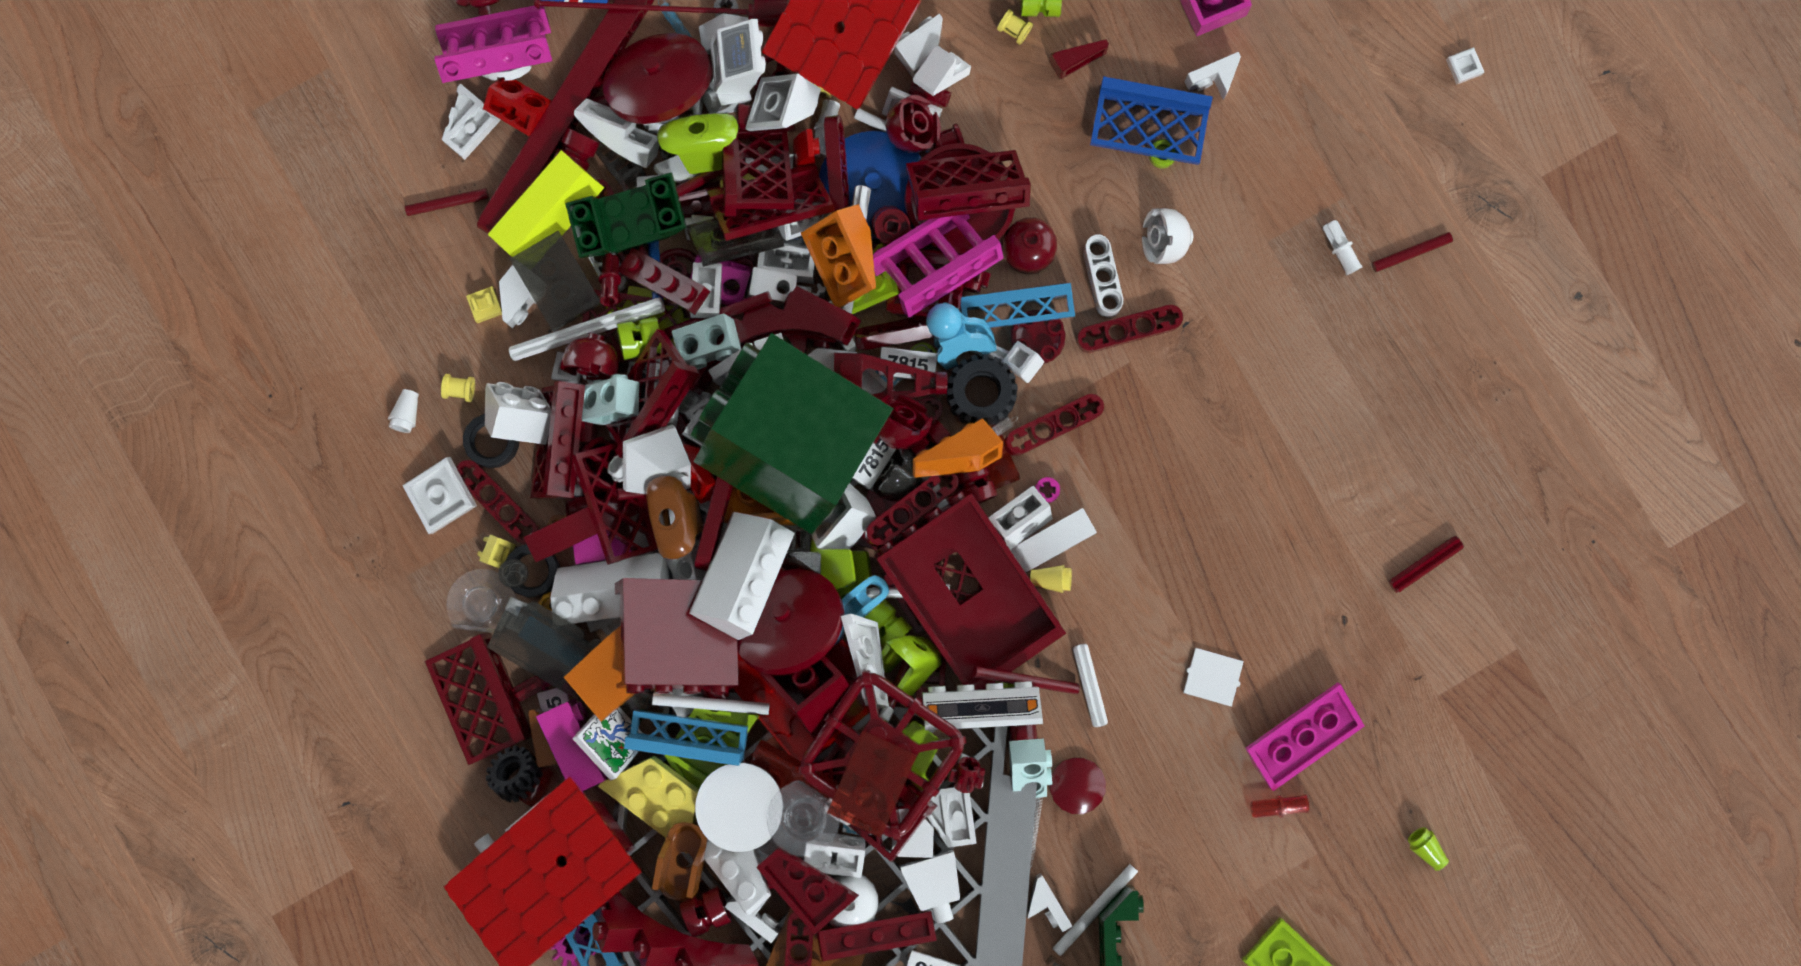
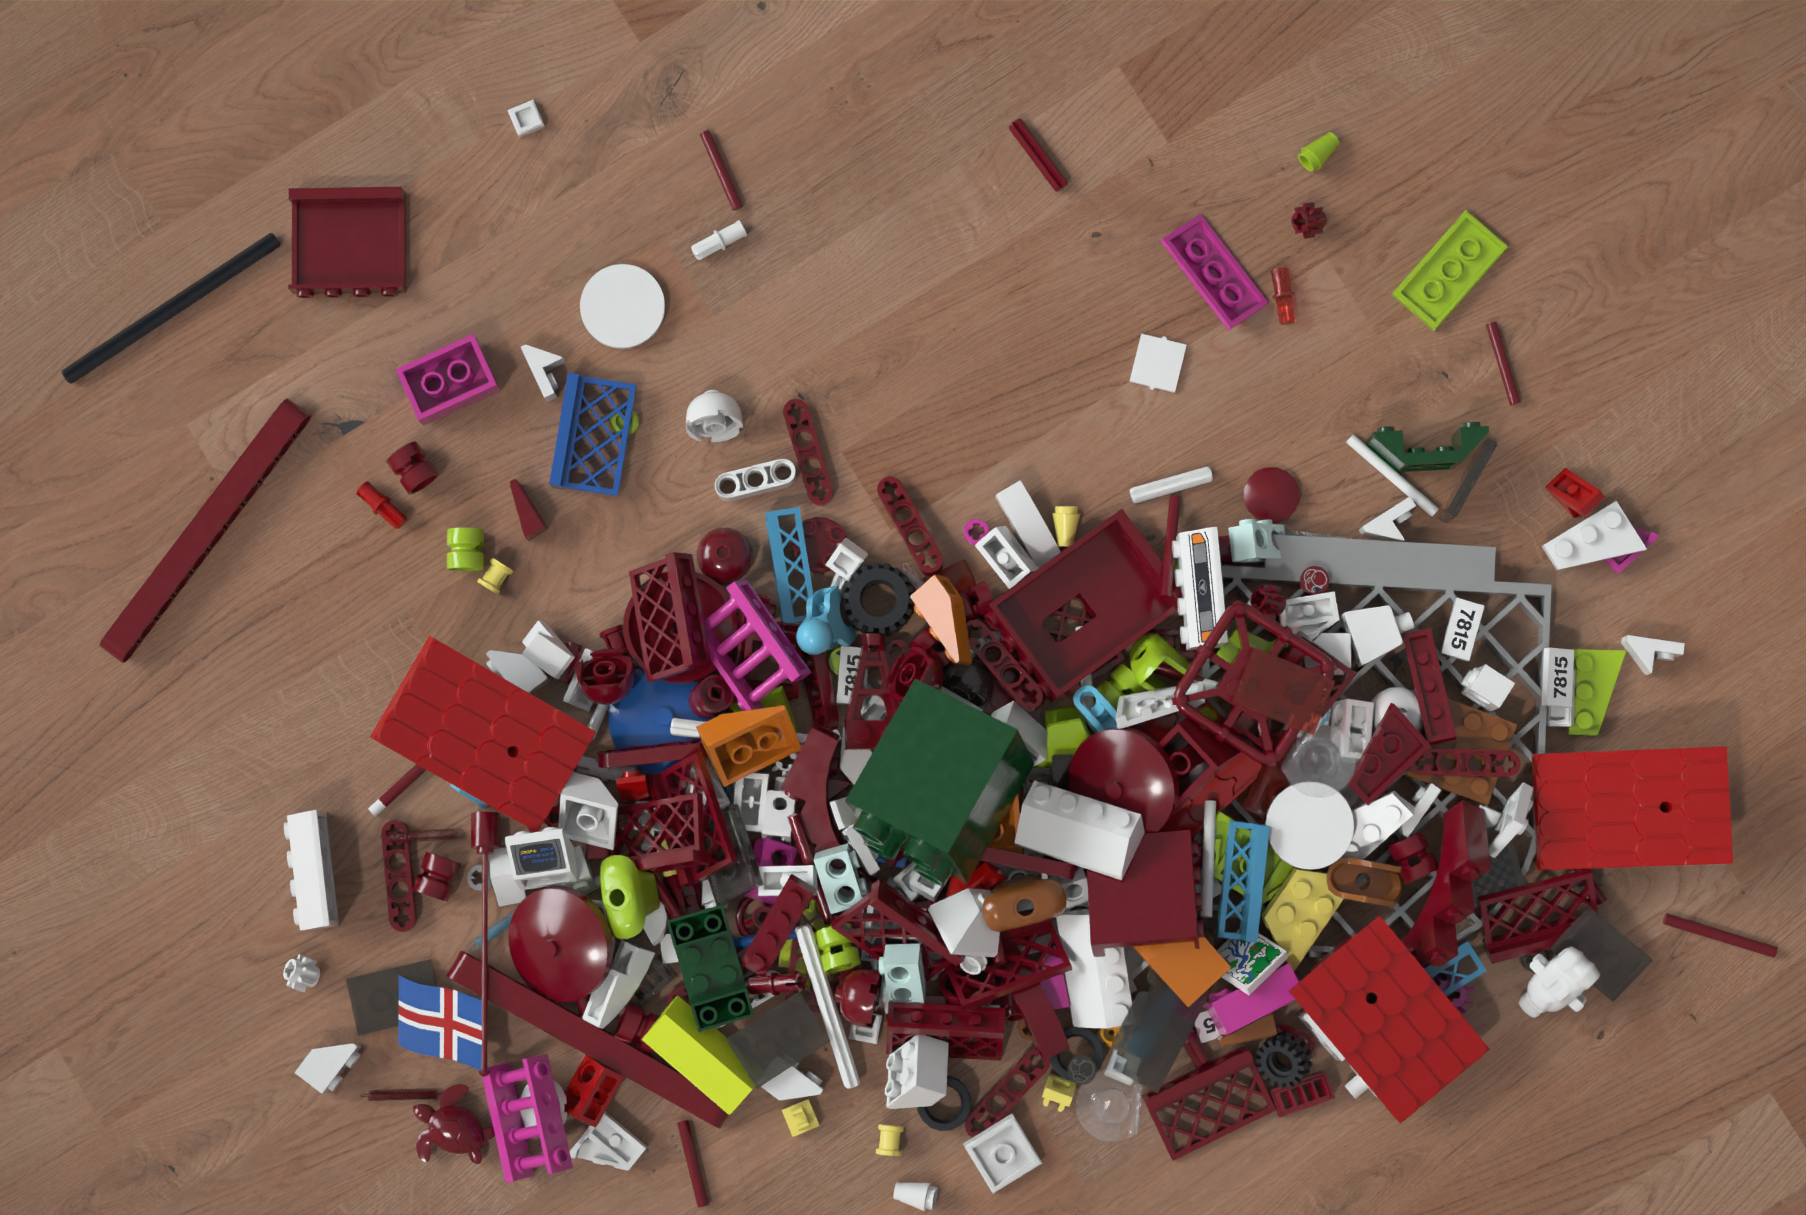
camera: 90 degrees left, 0 degrees up
(475, 805) = (1324, 1083): none -> dark red slope
(988, 824) = (1314, 580): none -> dark red tile
(1277, 153) = (622, 306): none -> white tile
(1357, 835) = (1308, 220): none -> dark red gear

